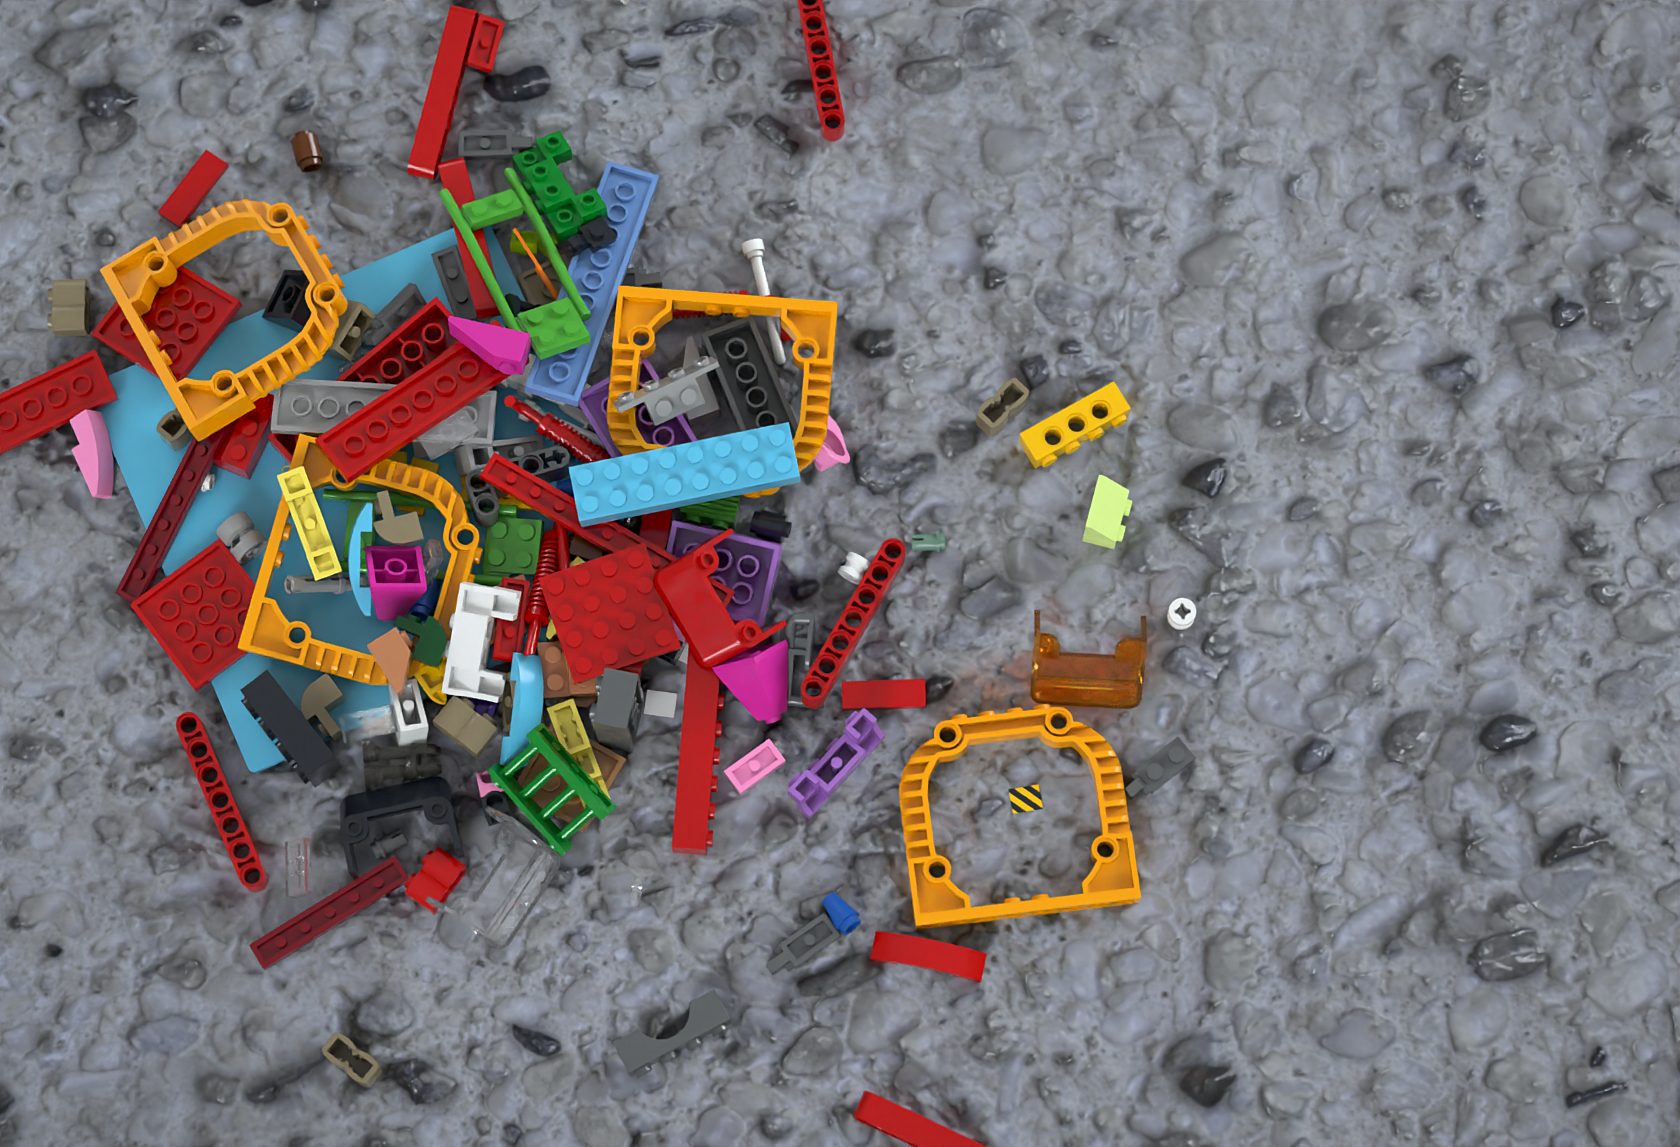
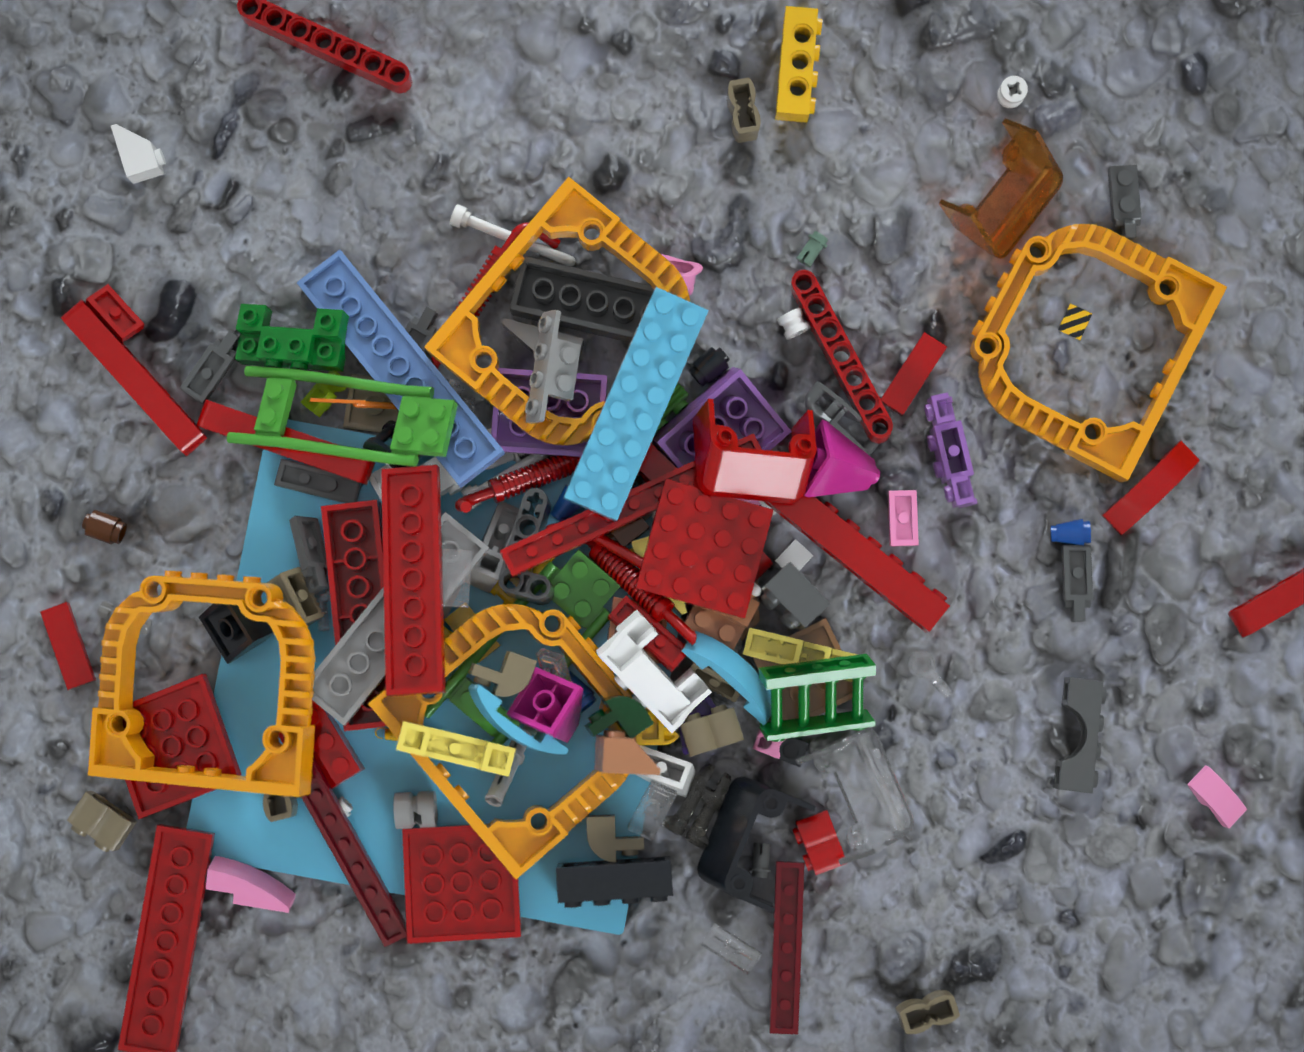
camera: 60 degrees left, 10 degrees up
(215, 790) = (642, 985): red beam -> none
(498, 346) = (410, 484): dark pink slope -> none
(592, 235) = (359, 339): black plate -> none
(1106, 513) = (890, 92): yellowish green slope -> none

